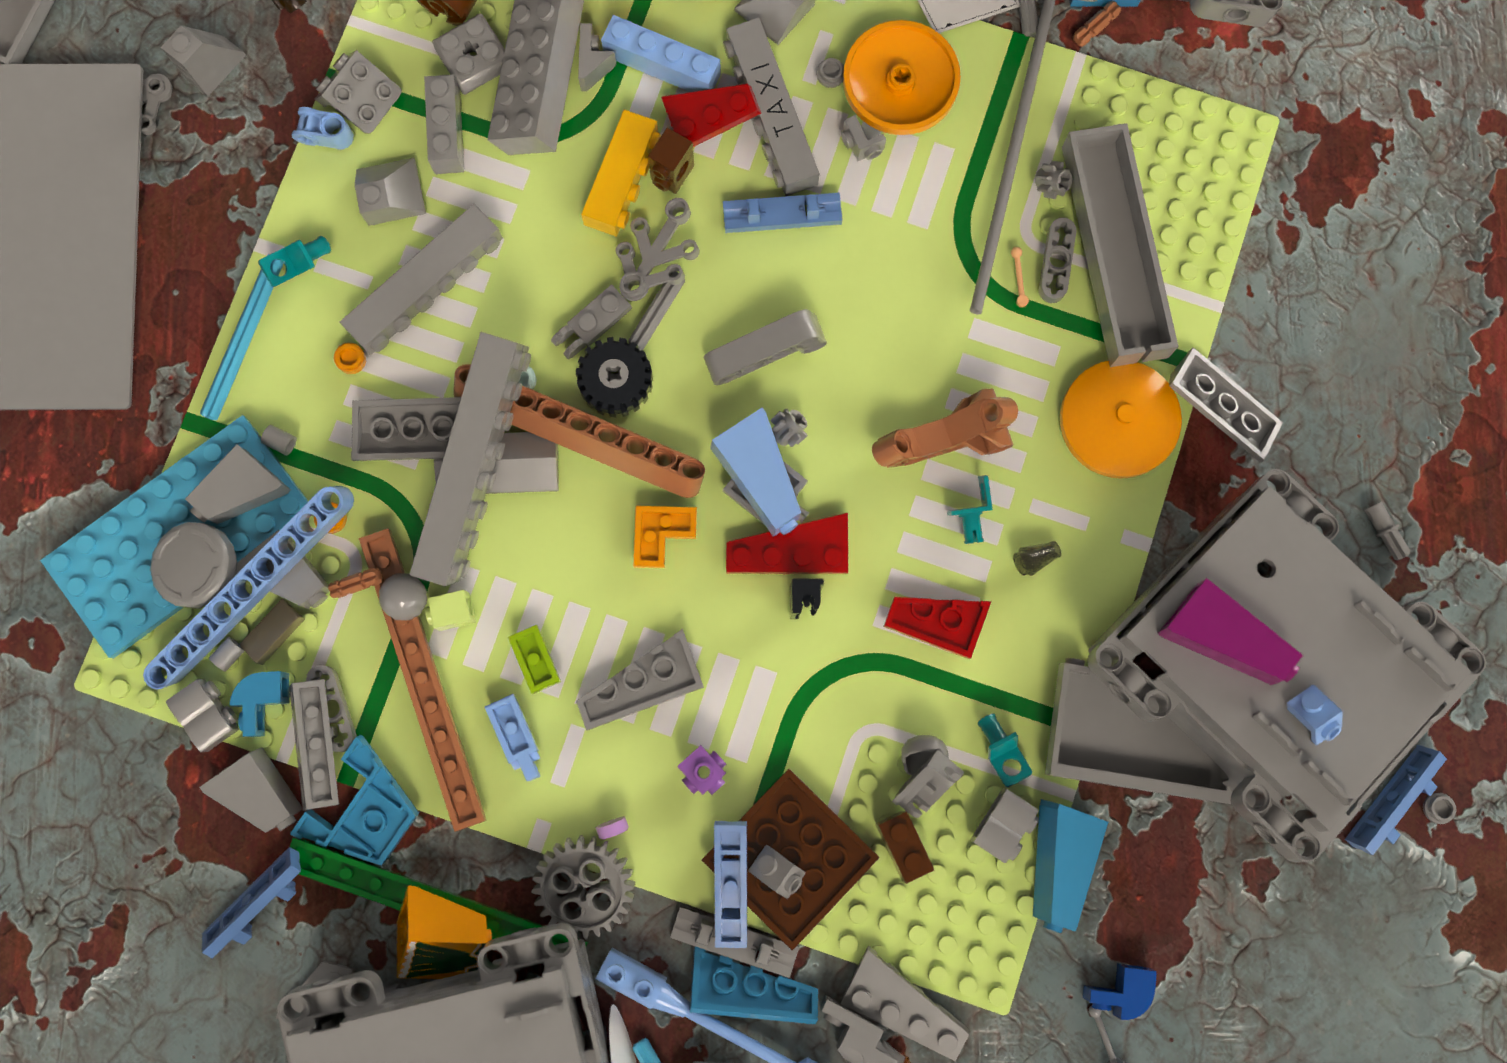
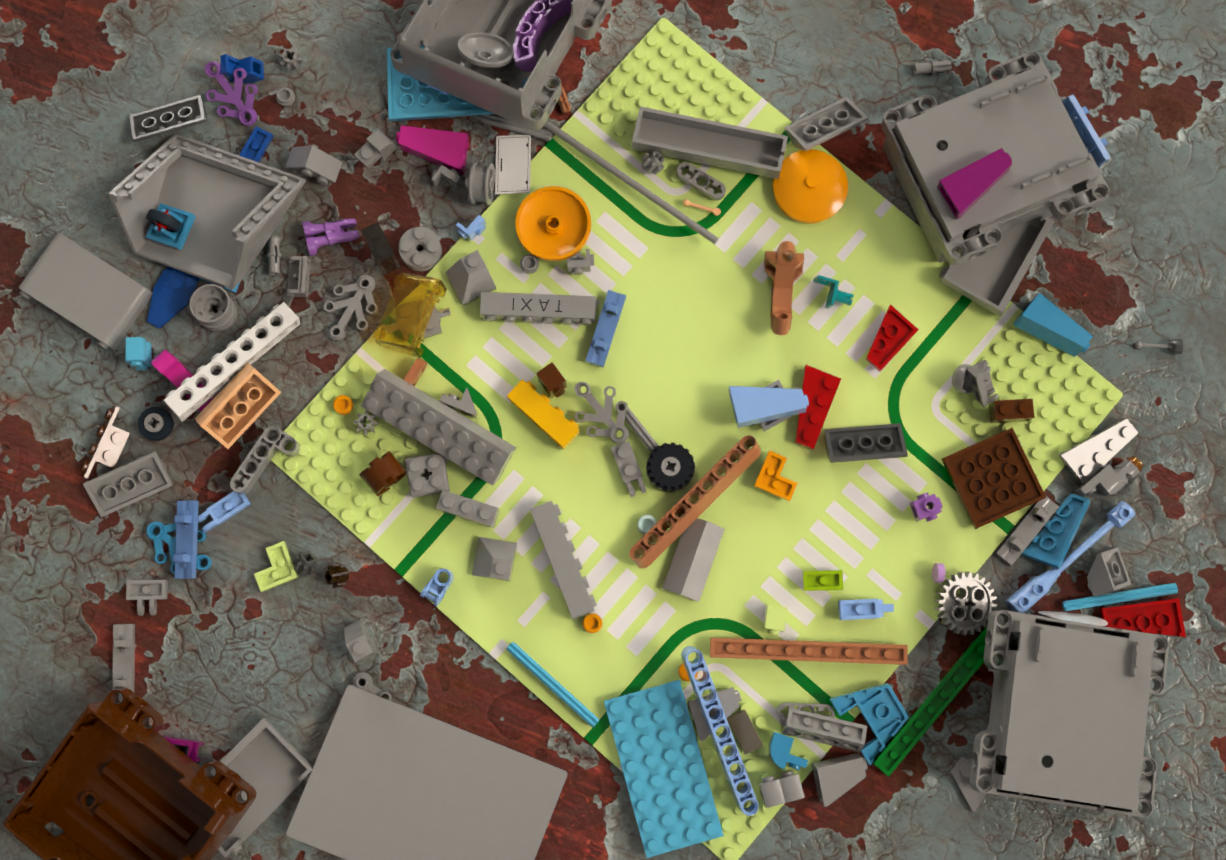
camera: 65 degrees left, 0 degrees up
(192, 564) = (692, 760): light grey piece -> none
(226, 654) = (749, 763): light grey hinge -> none
(234, 488) = (653, 718): light grey slope -> none
(234, 921) = (903, 800): medium blue hinge -> none
(278, 440) = (628, 684): light grey hinge -> none
(296, 257) = (518, 632): teal bracket -> none
(355, 582) = (737, 667): nougat axle -> none
(358, 91) = (422, 555): light grey bracket -> none
(402, 428) = (655, 599): light grey slope -> none
(402, 596) = (757, 643): light grey hair -> none
(437, 936) = (965, 696): light orange slope -> none
(470, 460) = (695, 568): light grey piece -> none
(651, 680) = (861, 520): light grey wing -> none
(660, 56) = (479, 360): light blue brick -> none
(710, 112) = (527, 347): red wing -> none
(730, 884) = (998, 516): medium blue hinge -> none
(765, 345) = (689, 372): light grey beam -> none
(765, 644) = (865, 443): none -> dark grey slope
(777, 872) = (1000, 487): light grey bracket -> none
(789, 427) = (742, 376): light grey gear -> none
(805, 591) = (847, 410): black hinge -> none
(1003, 749) = (976, 333): teal bracket -> none
(1005, 825) = (1020, 350): light grey brick -> none
(1035, 557) = (873, 268): clear smoke cone -> none
(1132, 992) = (1137, 321): blue brick -> none
(1317, 714) = (1034, 154): light blue bracket -> none
(1439, 808) = (1097, 110): light grey plate -> none

